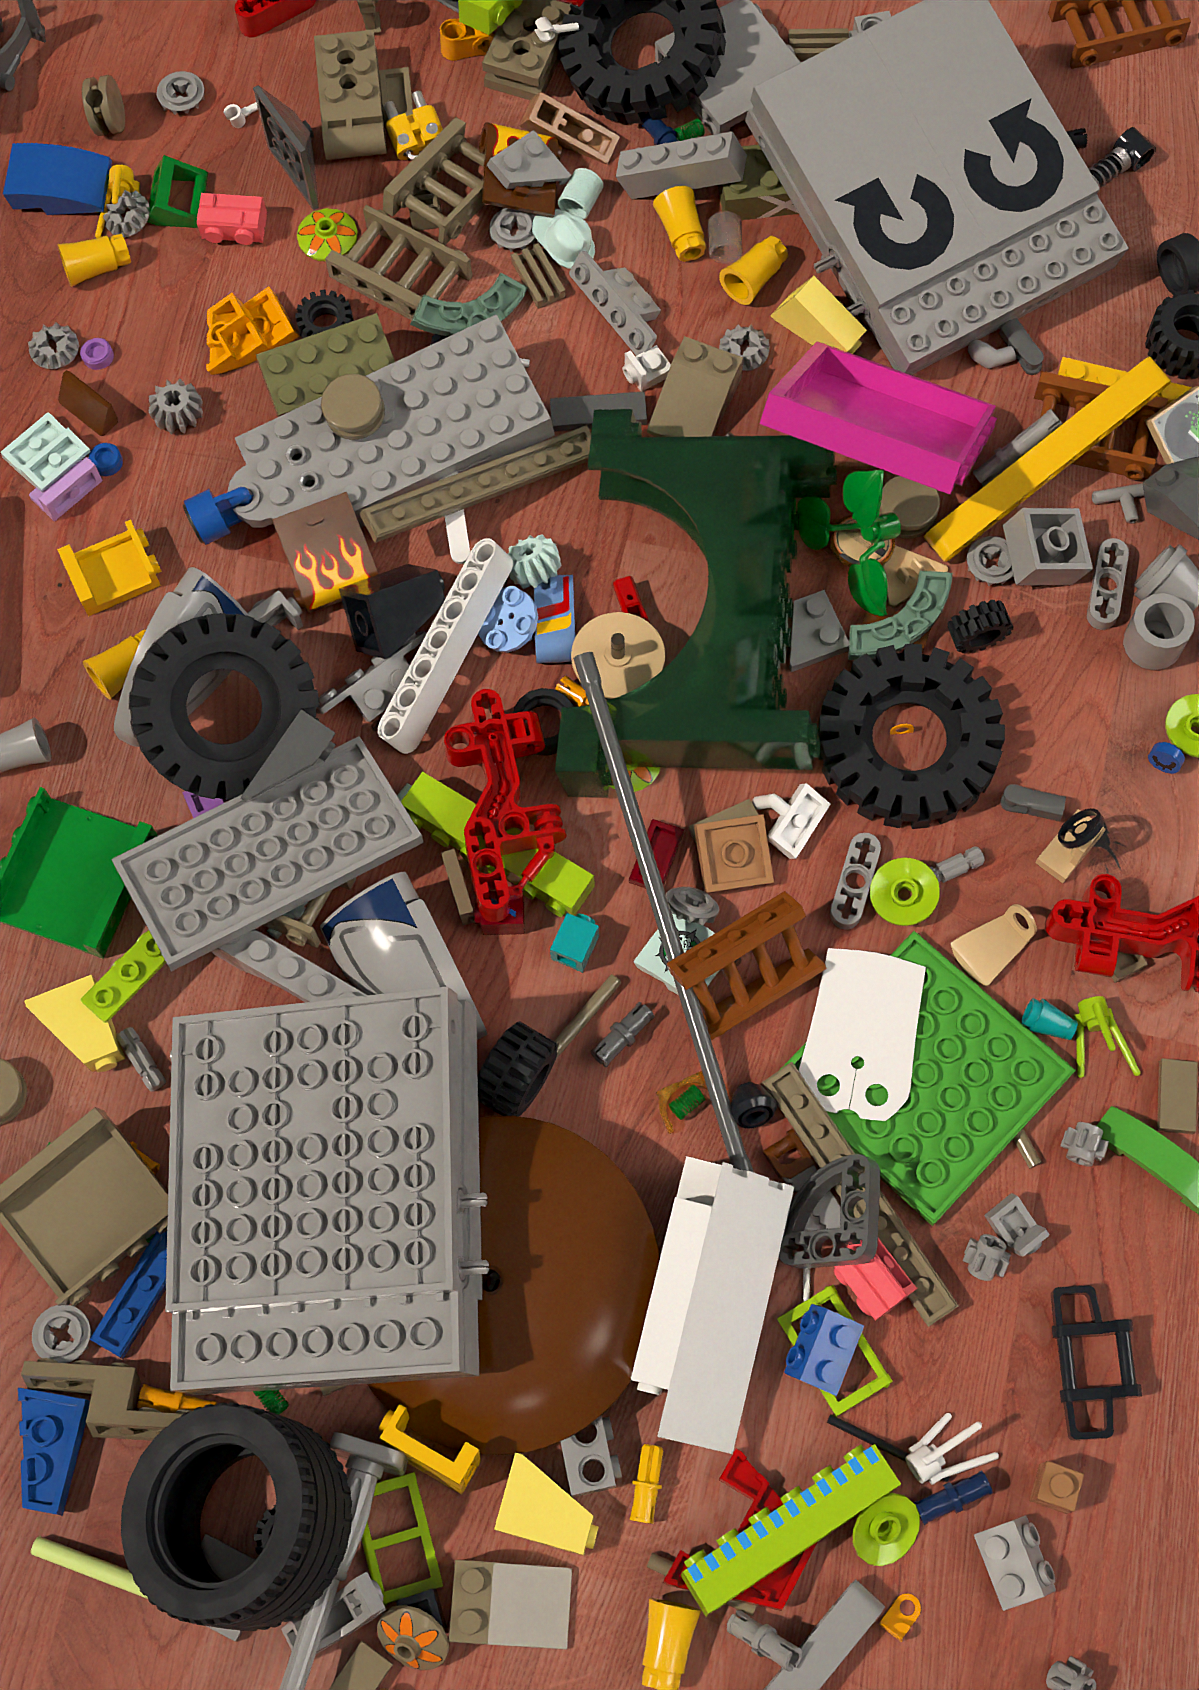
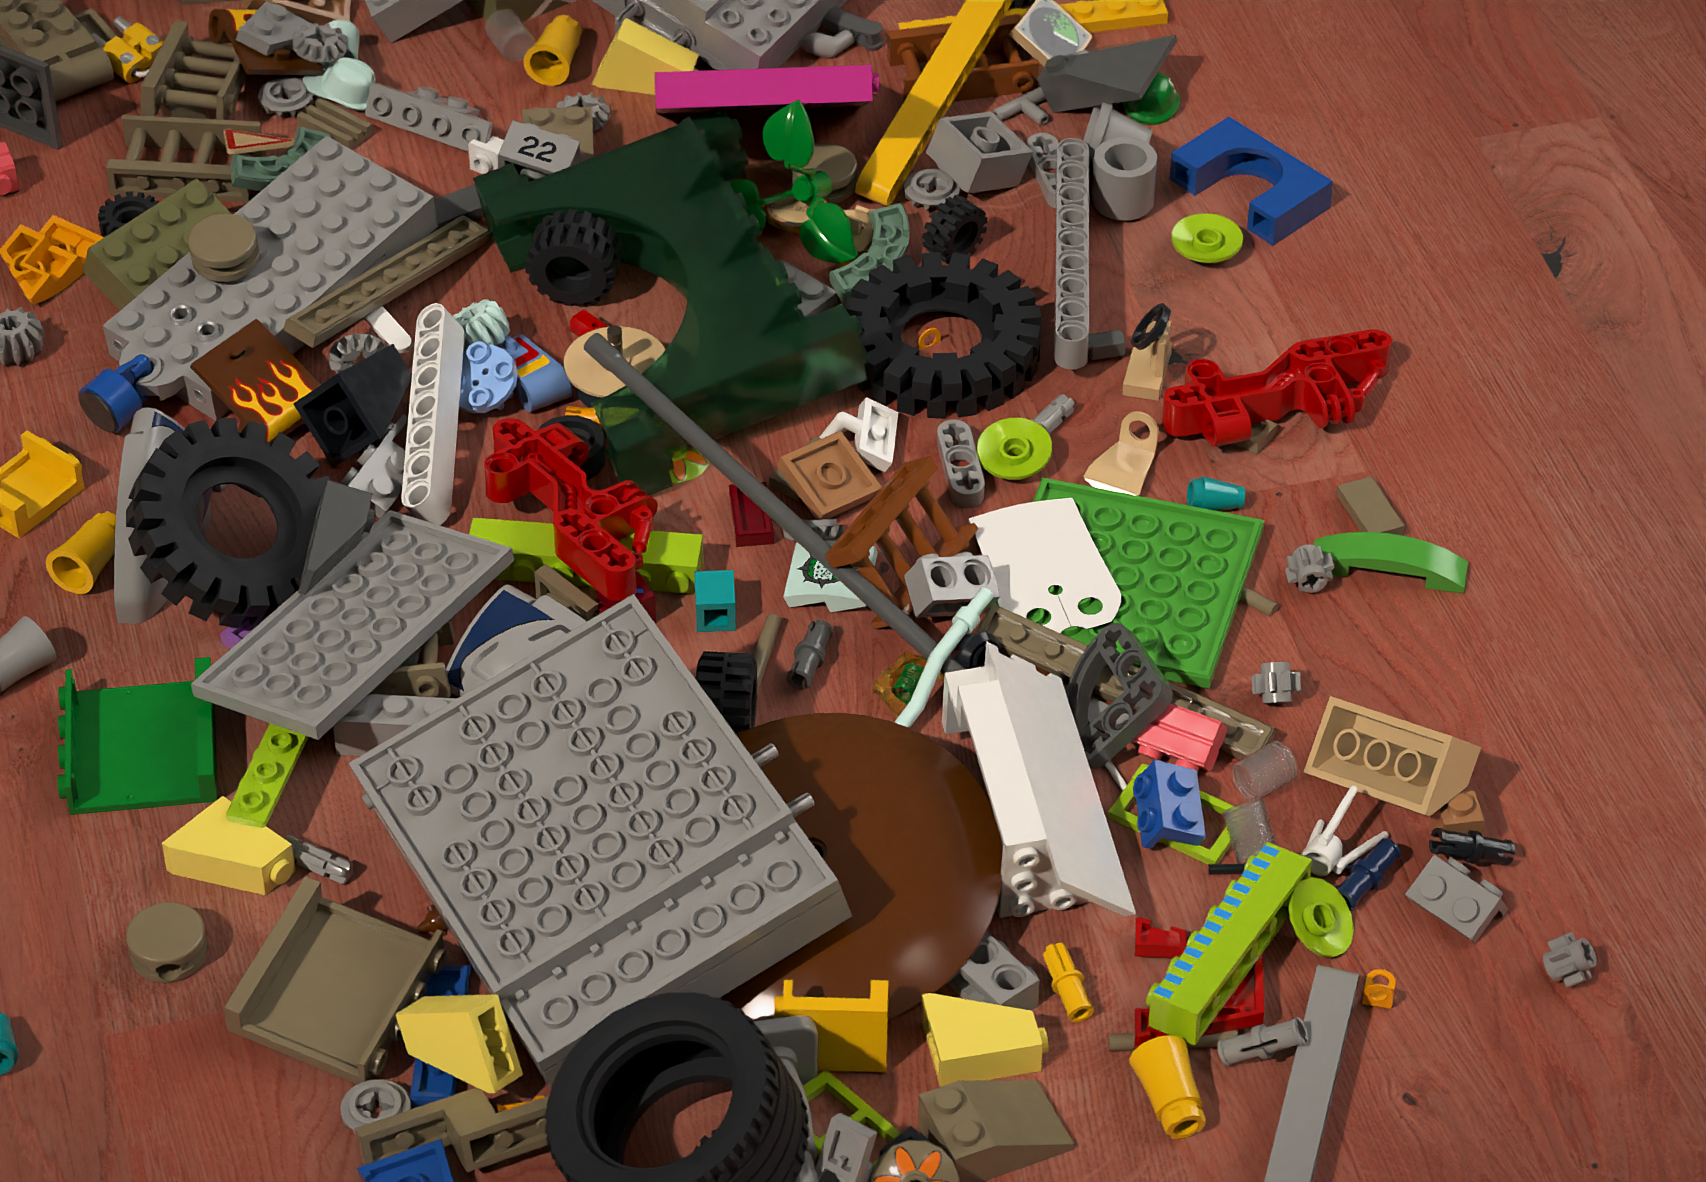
camera: 30 degrees left, 25 degrees down
(137, 1322) = (463, 1038): none -> light yellow slope
(318, 242) = (84, 162): lime dish -> none
(422, 551) = (349, 348): none -> light grey gear
(449, 279) = (245, 142): none -> tan piece
(542, 194) = (307, 43): none -> light grey gear
(641, 524) = (571, 279): none -> black tyre
(660, 407) = (537, 150): none -> light grey brick
(681, 221) = (457, 35): yellow plant -> none
(753, 1078) = (963, 623): none -> light aqua bar
(765, 1033) = (947, 583): none -> light grey brick
(875, 1413) = (1248, 829): none -> clear piece
(925, 1347) = (1264, 771): none -> clear piece
(1016, 1226) = (1281, 646): light grey bracket -> none
(1018, 447) = (902, 88): light grey pin -> none
(1032, 1402) = (1390, 757): none -> tan slope
(1054, 1520) = (1471, 846): none -> black pin
(1061, 712) = (1072, 254): none -> light grey beam
(1070, 1392) = (1416, 700): black bar -> none
(1097, 1016) = (1258, 477): lime plant -> none
(1166, 757) = (1192, 271): blue tile -> none

